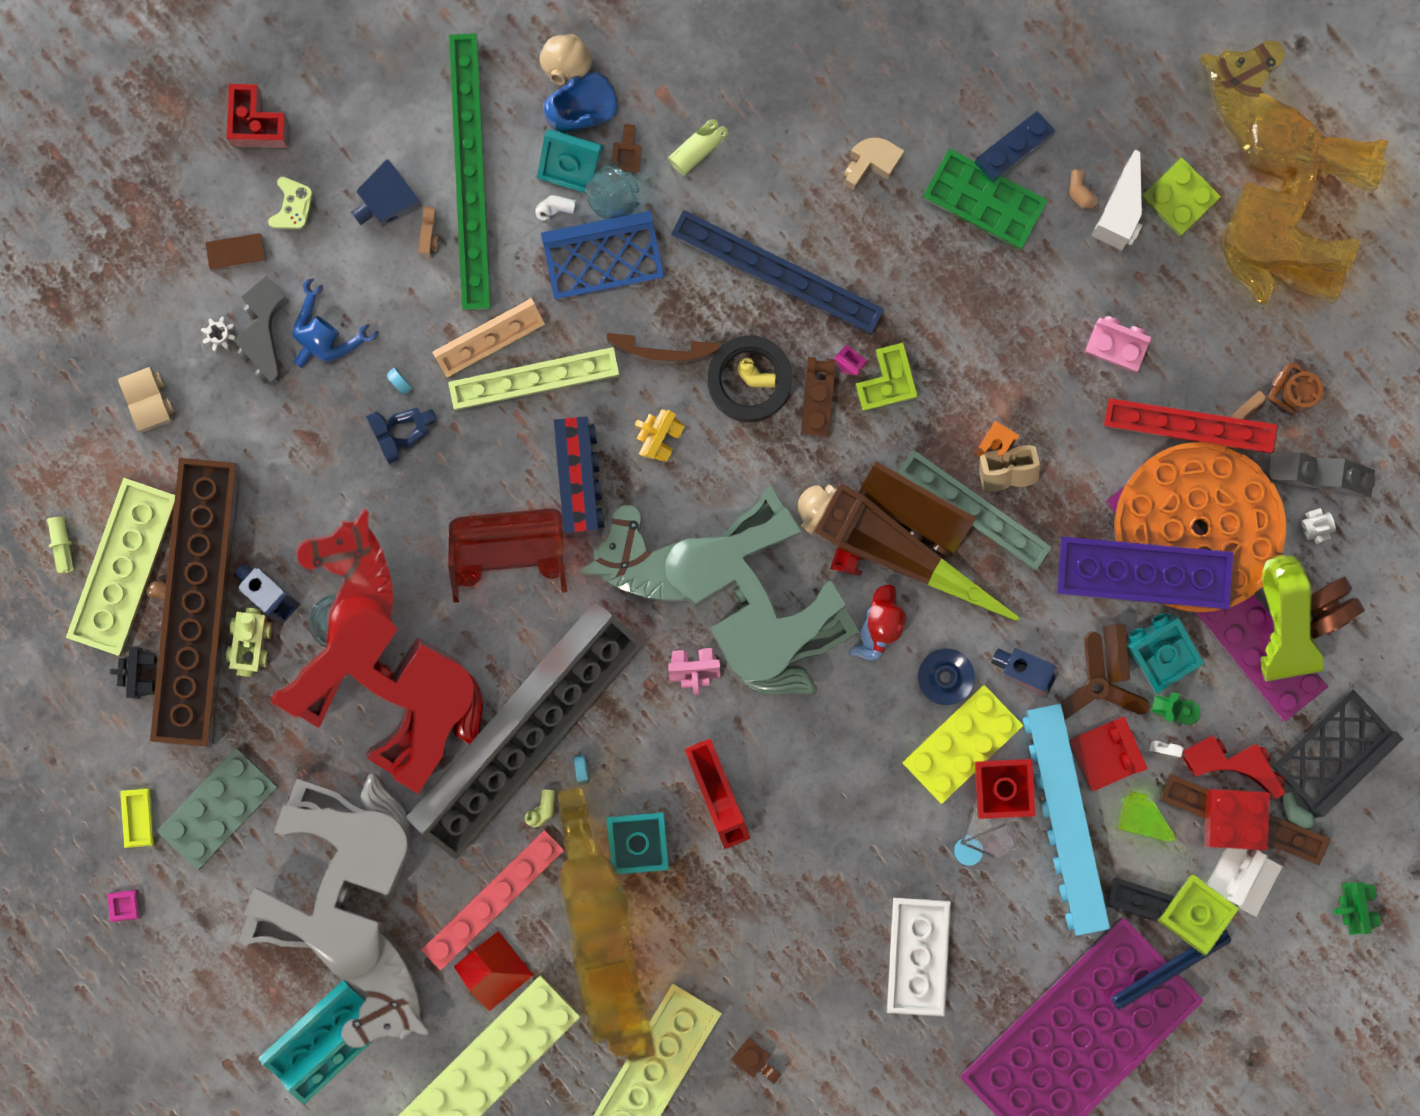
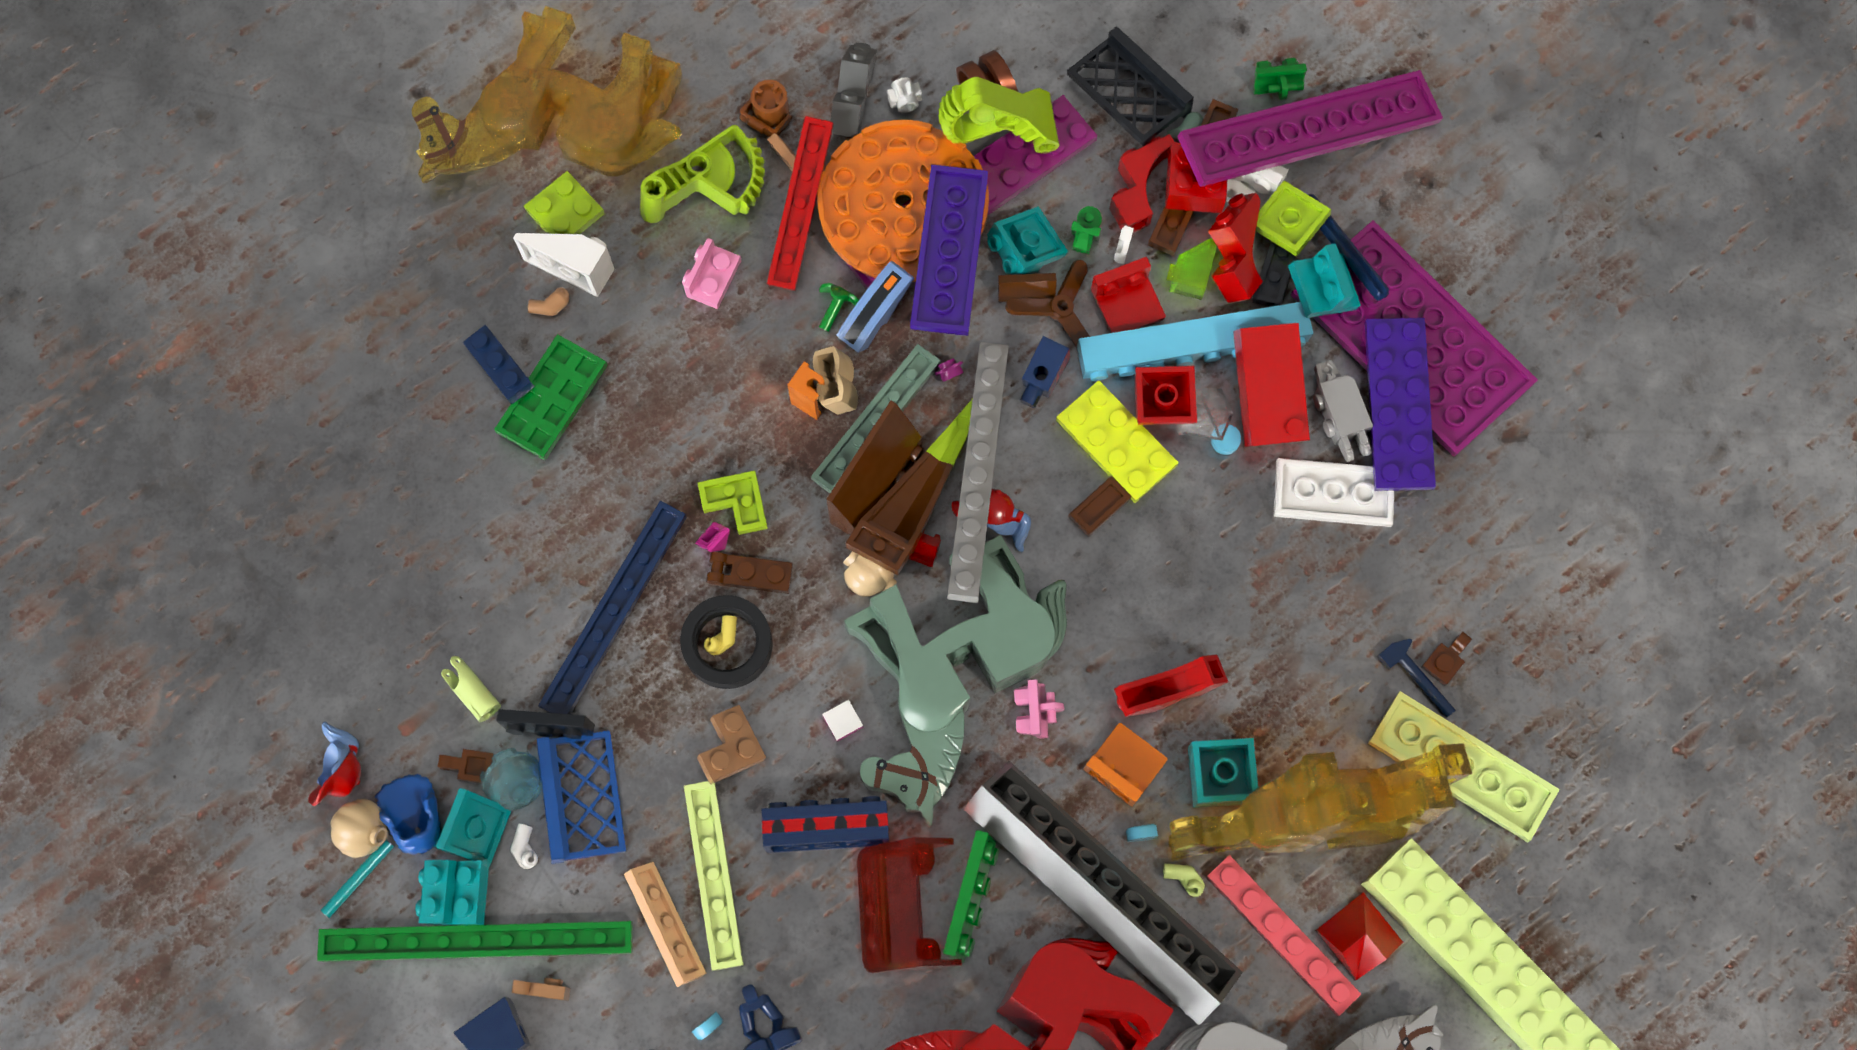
camera: 90 degrees left, 10 degrees down
(508, 608) = (973, 887): none -> green plate
(510, 148) = (453, 892): none -> teal plate
(522, 61) = (356, 879): none -> teal bar
(622, 37) = (340, 766): none -> hair
(626, 345) = (683, 770): reddish brown slope -> none
(645, 753) = (1125, 764): none -> orange bracket
(649, 395) = (738, 748): none -> medium nougat plate
(653, 433) = (780, 743): yellow hips -> none
(665, 217) = (545, 723): none -> black plate
(679, 490) = (842, 720): none -> white tile
(760, 1014) = (1398, 653): none -> dark blue piece
(872, 154) = (495, 506): tan brick -> none
(896, 728) = (1099, 506): none -> reddish brown tile
(919, 607) = (978, 473): none -> light grey plate
(959, 669) = (1048, 439): dark blue dish -> none
(1003, 965) = (1342, 409): none -> light grey hinge
(1008, 1021) = (1399, 404): none -> dark purple plate
(1019, 892) = (1271, 384): none -> red brick
(1027, 579) = (949, 369): none -> magenta plate
(1085, 503) = (875, 307): none -> medium blue slope
(1097, 467) = (839, 296): none -> green plant
(1127, 947) = (1324, 283): none -> teal bracket
(1175, 857) = (1235, 237): none -> red arch
(1213, 341) = (678, 181): none -> lime arm
(1294, 935) = (1309, 128): none -> magenta plate

